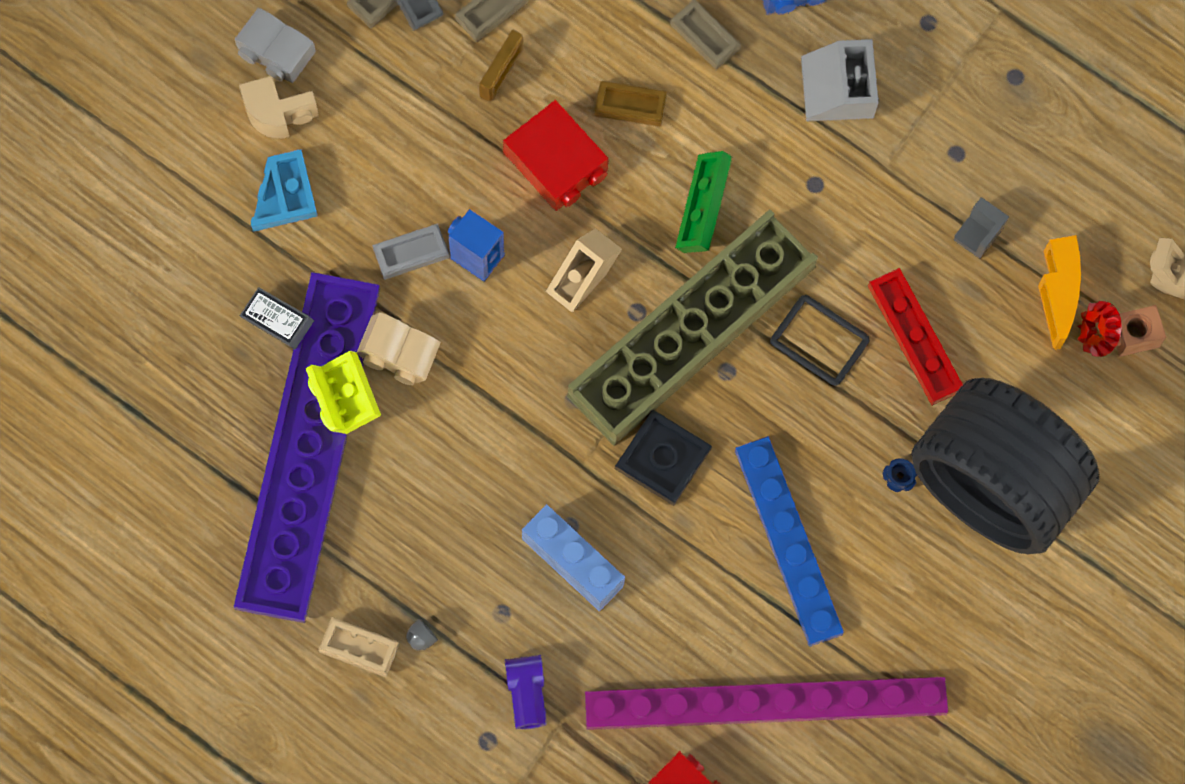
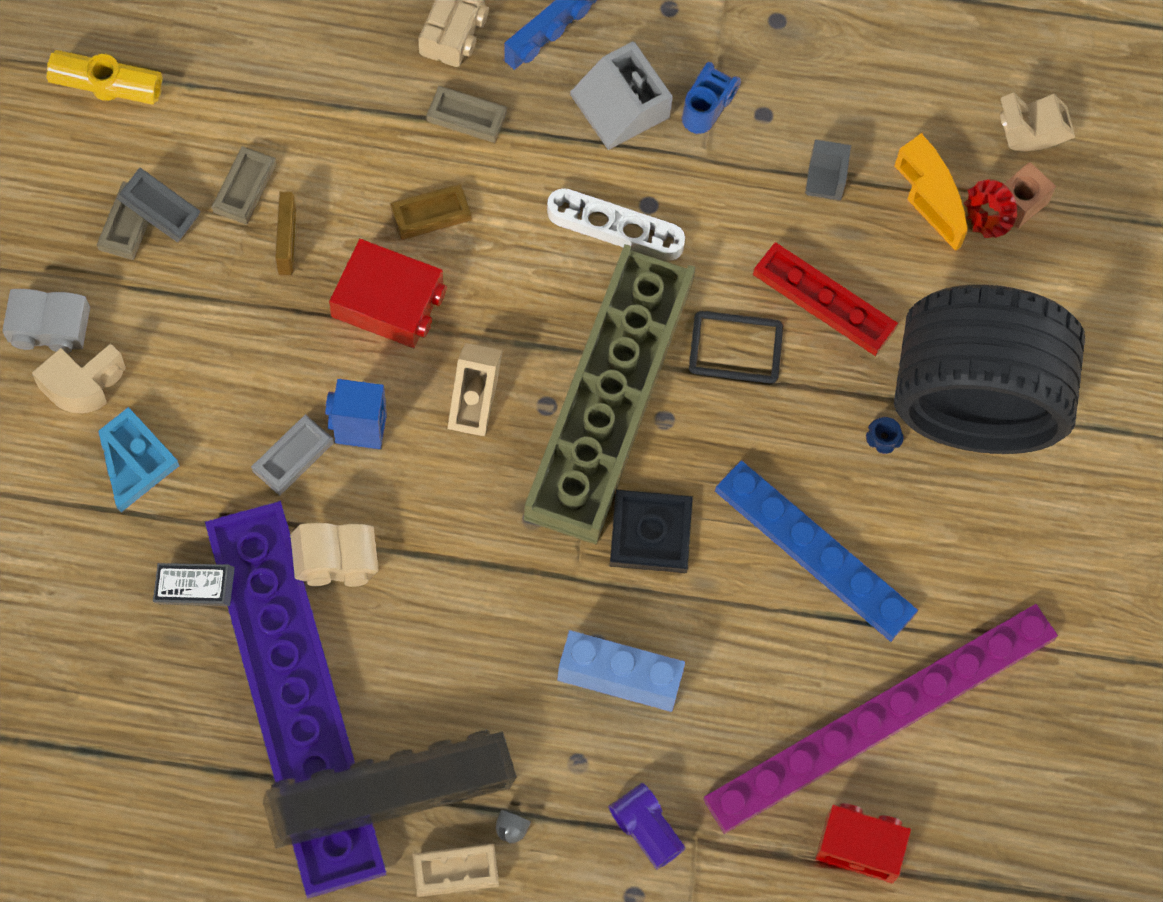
camera: 30 degrees left, 5 degrees down
(339, 557) = (388, 788): none -> clear smoke brick
(343, 393) = (305, 623): neon yellow bracket -> none
(703, 202) = (555, 269): green plate -> none
(781, 184) = (618, 219): none -> white beam
(919, 113) = (710, 93): none -> blue piece

